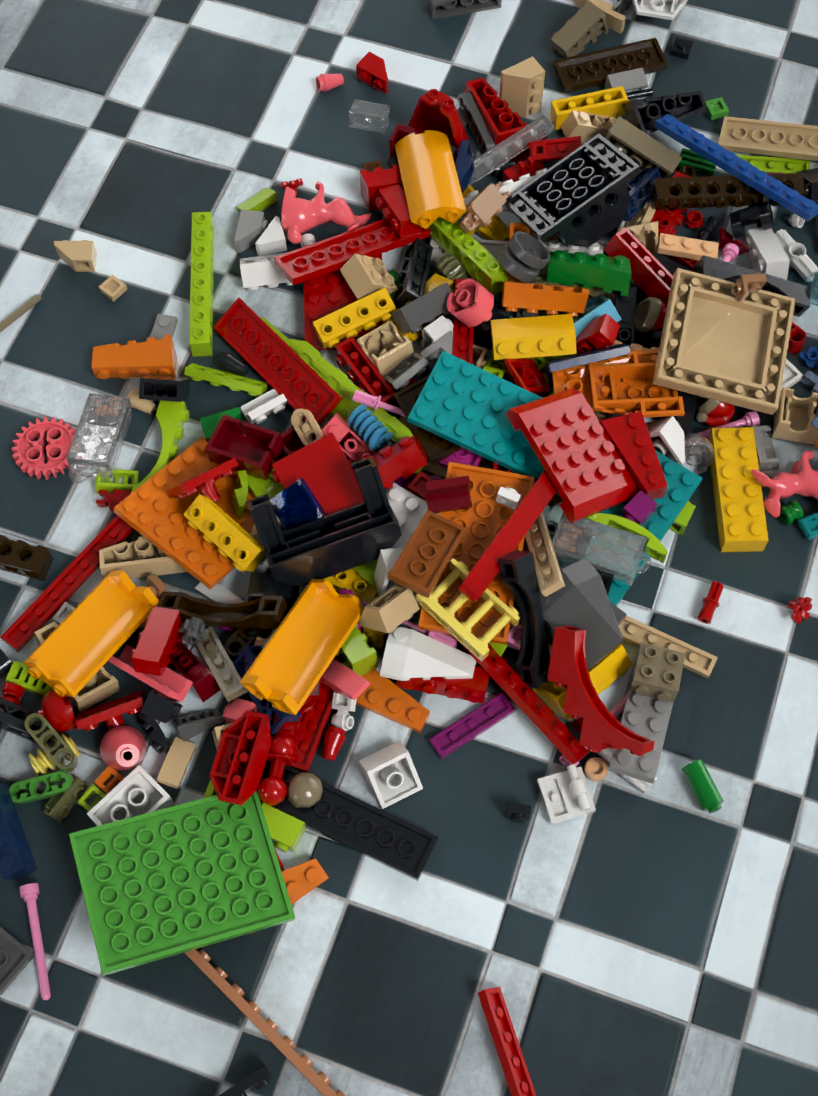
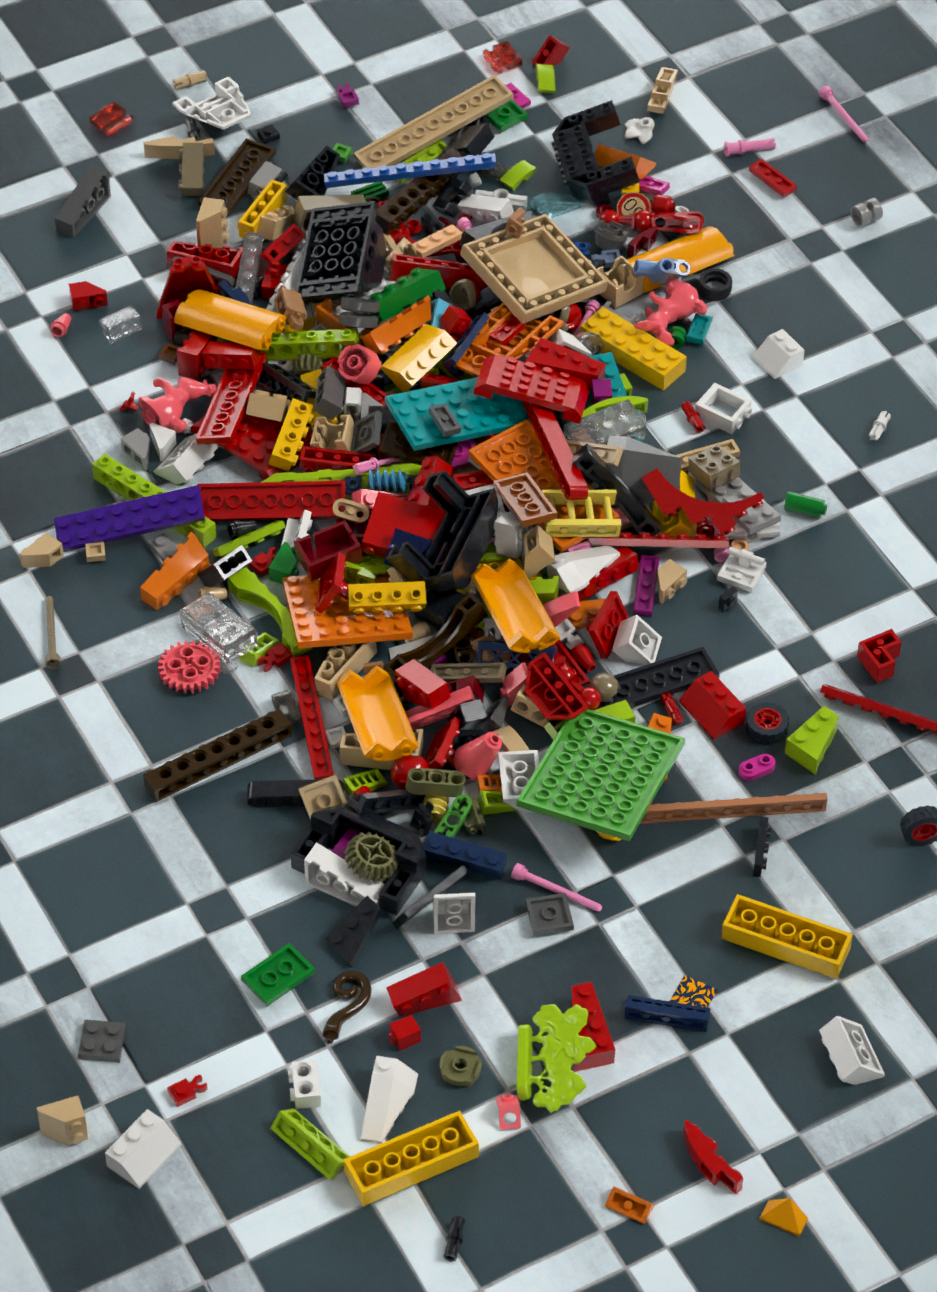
camera: 50 degrees left, 15 degrees down
(18, 761) = (421, 819): none -> black plate
(67, 548) = (286, 702): none -> clear smoke piece
(159, 283) = (130, 518): none -> dark purple plate
(193, 630) = (433, 665): dark grey gear -> none
(214, 406) = (261, 562): none -> red plate
(236, 584) = (420, 631): none -> tan cone
(259, 201) = (117, 430): lime slope -> none
(338, 1004) = (759, 767): none -> dark pink plate
(342, 868) = (672, 708): none -> red axle
(351, 406) = (349, 481): none -> dark blue plate
(374, 904) = (713, 705): none -> red slope
(381, 731) = (606, 623): none -> red plate
(405, 959) = (767, 723): none -> black wheel
(414, 1034) = (812, 739): none -> lime wedge
(448, 494) = (492, 464): dark red panel -> none
(456, 416) = (444, 420): none -> dark grey plate
(492, 740) = (670, 579): none -> tan slope
(508, 497) = (529, 438): white plate -> none
(577, 1007) = (878, 654): none -> red brick
(634, 379) = (507, 331): none -> red plate
(744, 599) = (718, 419): none -> white window
(782, 64) = (346, 96): none -> magenta plate
(800, 608) = (743, 380): red plant -> none

